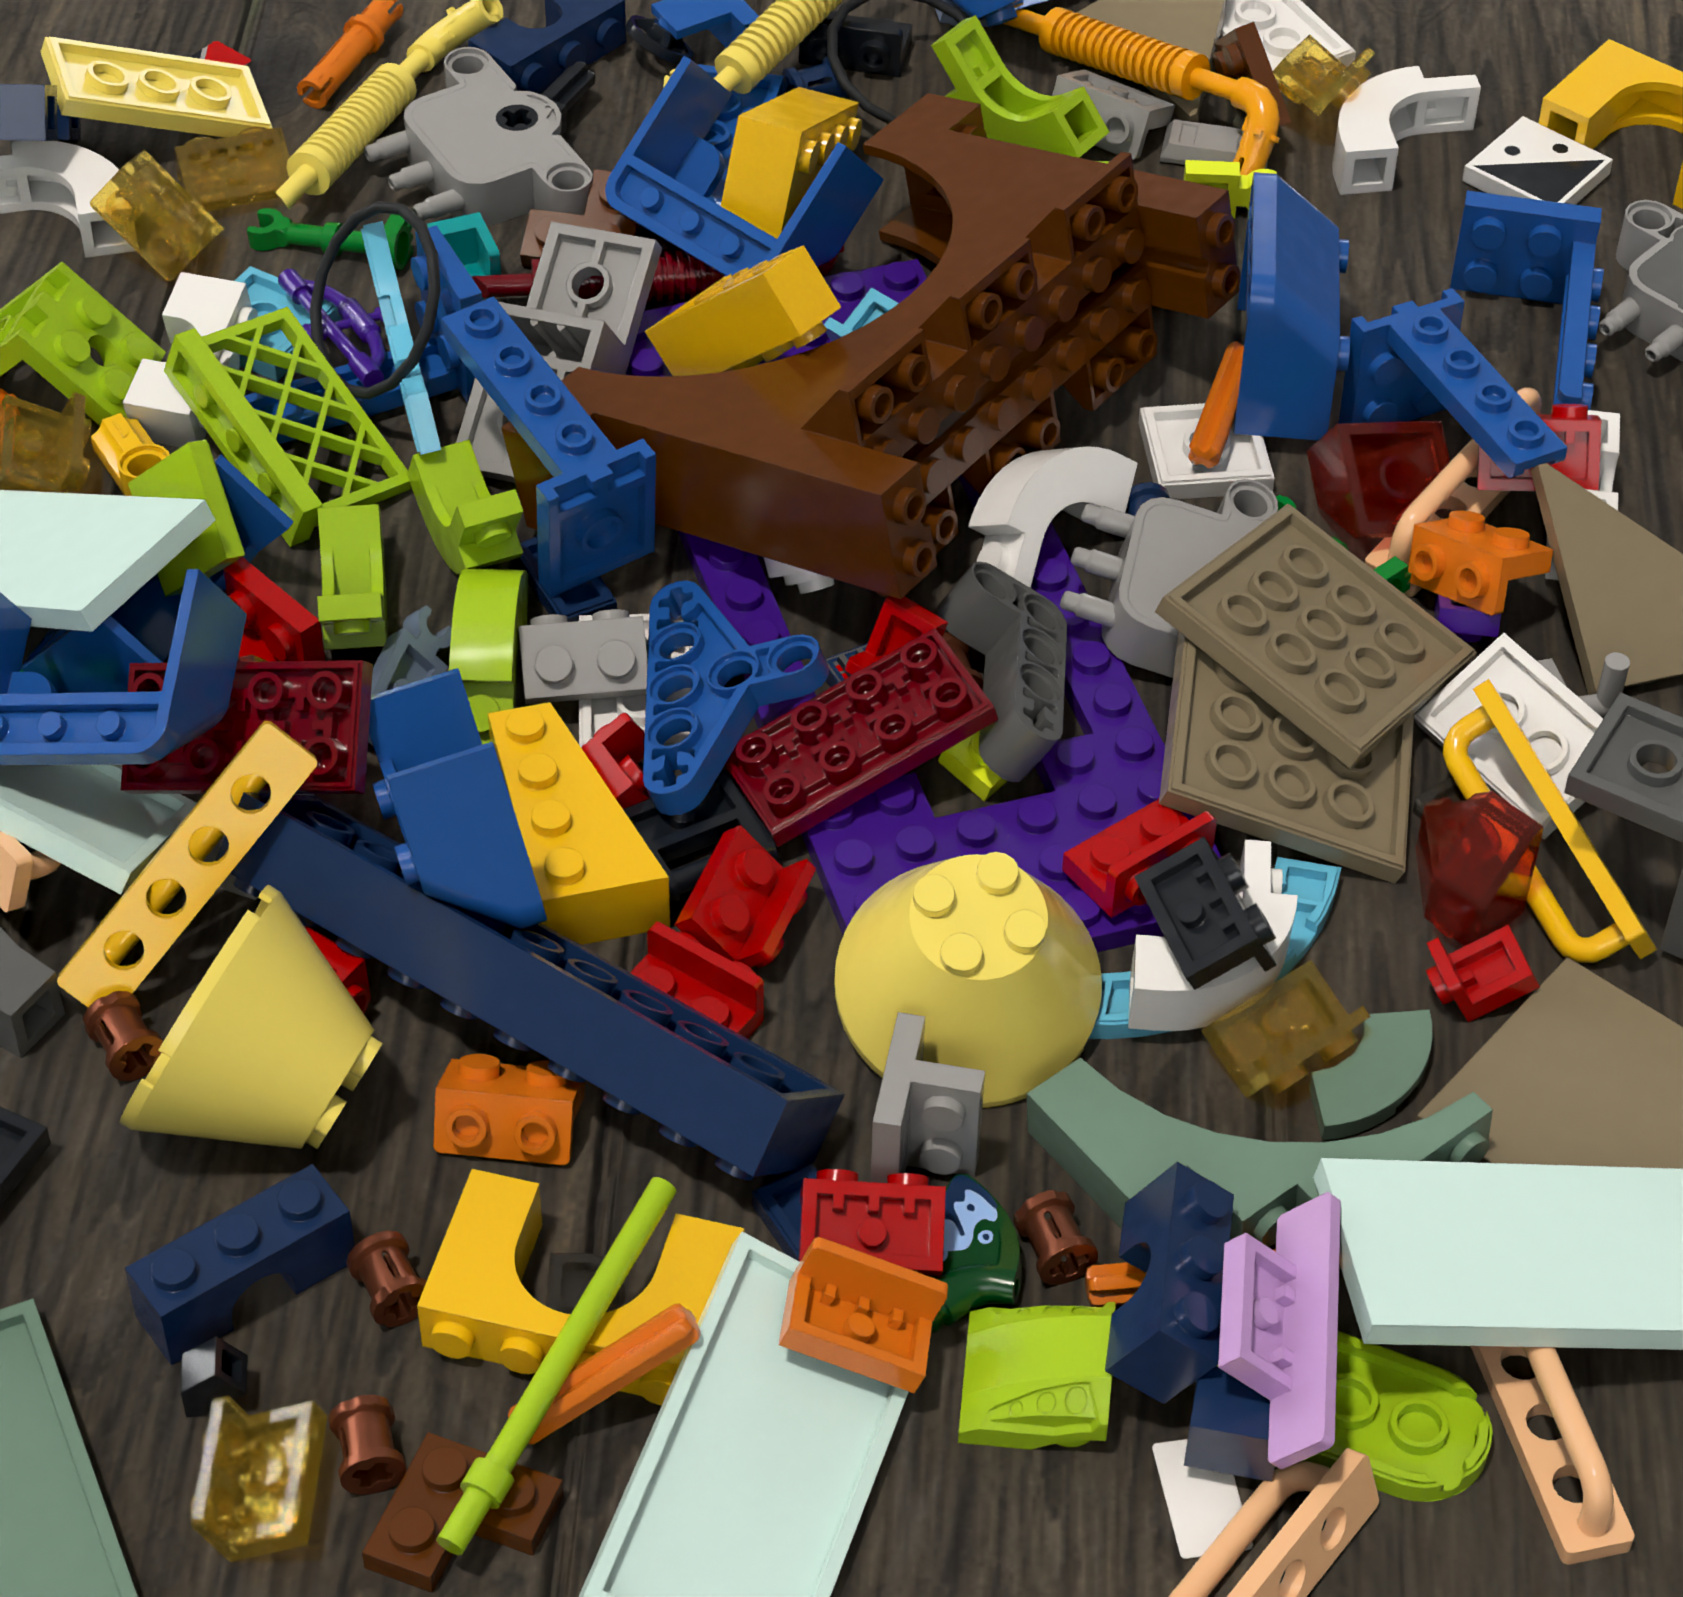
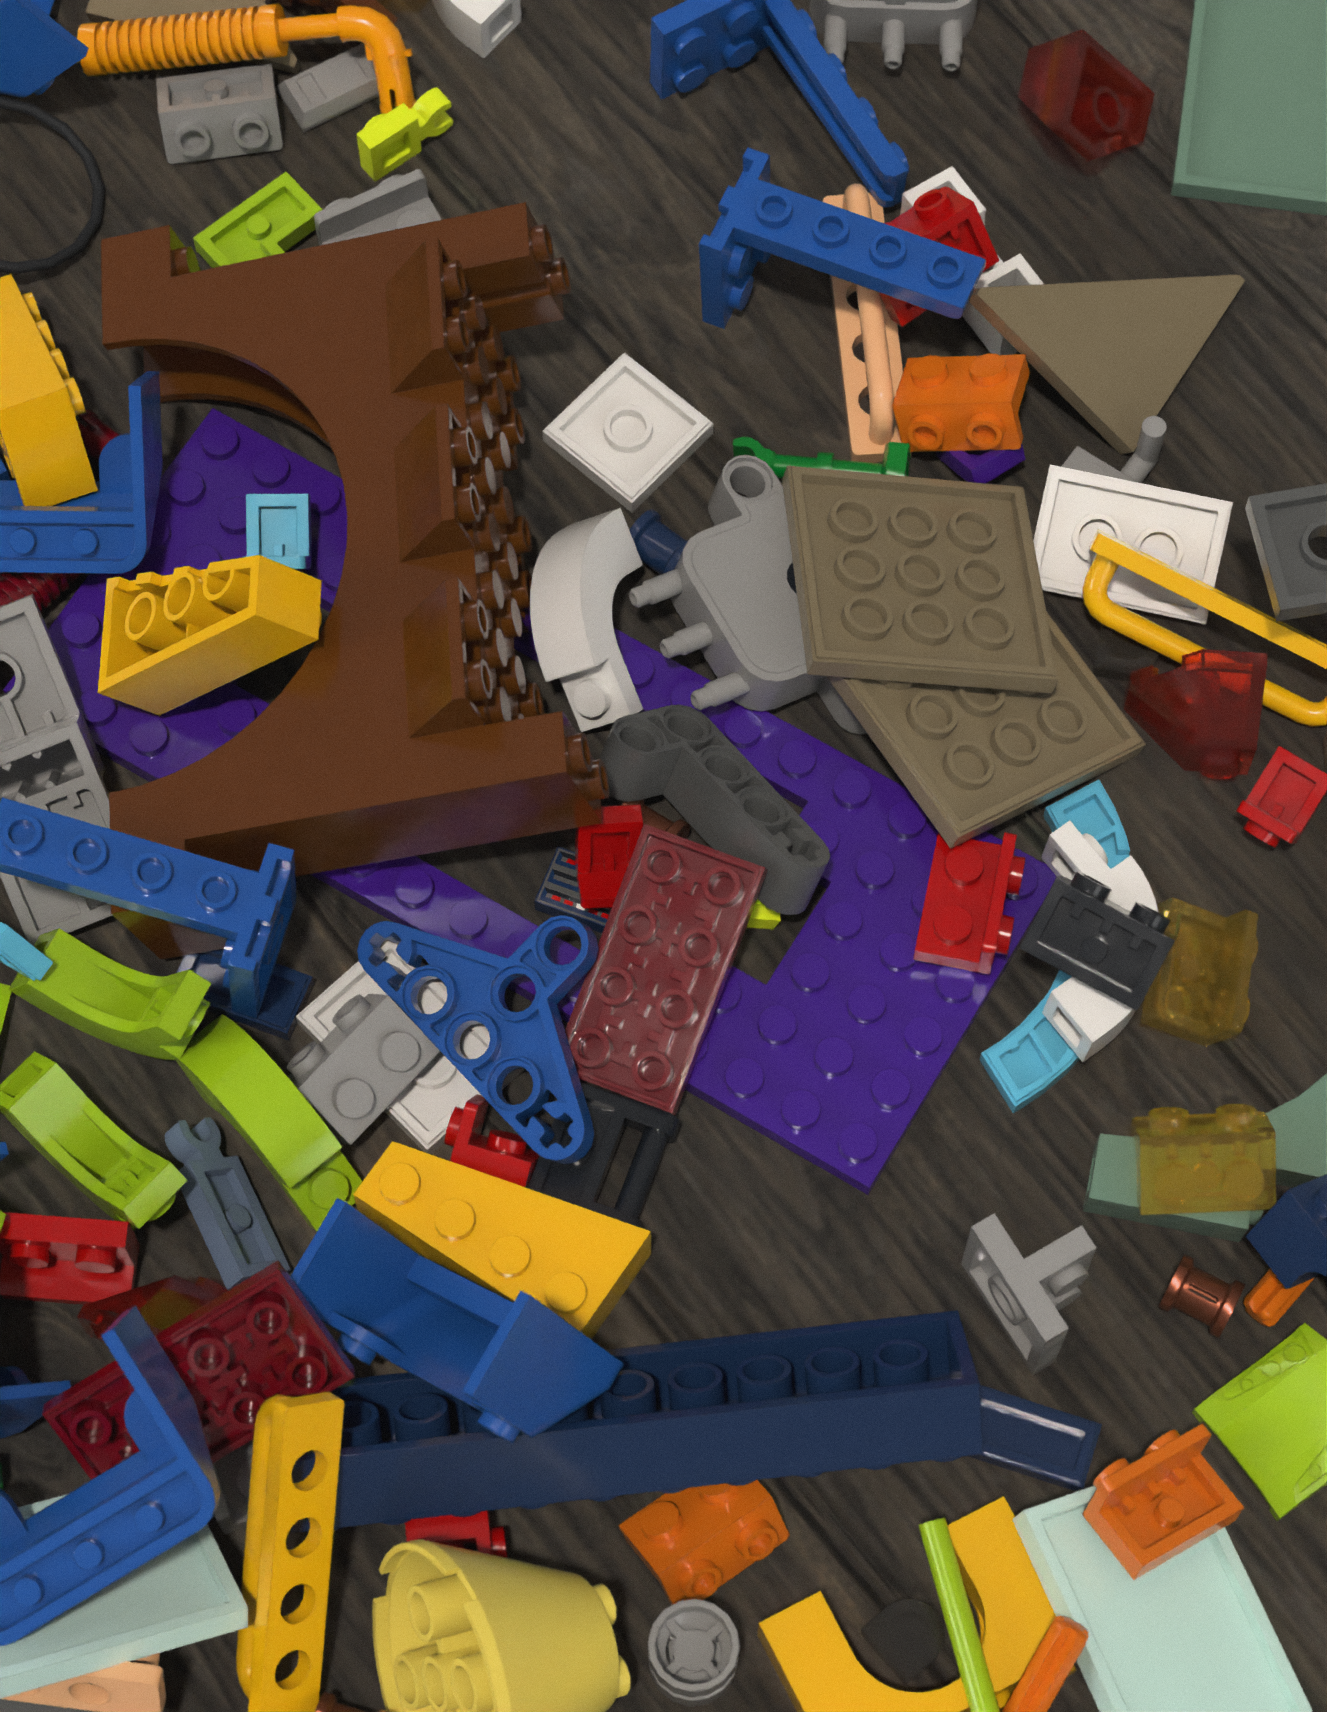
camera: 40 degrees left, 20 degrees up
(408, 1161) = (693, 1652): none -> light grey wheel
(703, 979) = (740, 1300): red bracket -> none
(745, 900) = (710, 1192): red bracket -> none
(885, 1220) = (1081, 1407): red bracket -> none
(978, 1252) = (1145, 1363): dark green arm -> none
(985, 960) = (939, 1122): light yellow cone -> none
(1009, 109) = (148, 183): lime arch -> none
(1133, 1119) = (1205, 1160): none -> clear yellow bracket
(1218, 410) = (615, 381): orange axle -> none
(1290, 314) = (619, 248): blue windscreen -> none
(1374, 471) = (807, 369): clear red slope -> none
(1374, 1078) = (1288, 952): sand green tile -> none

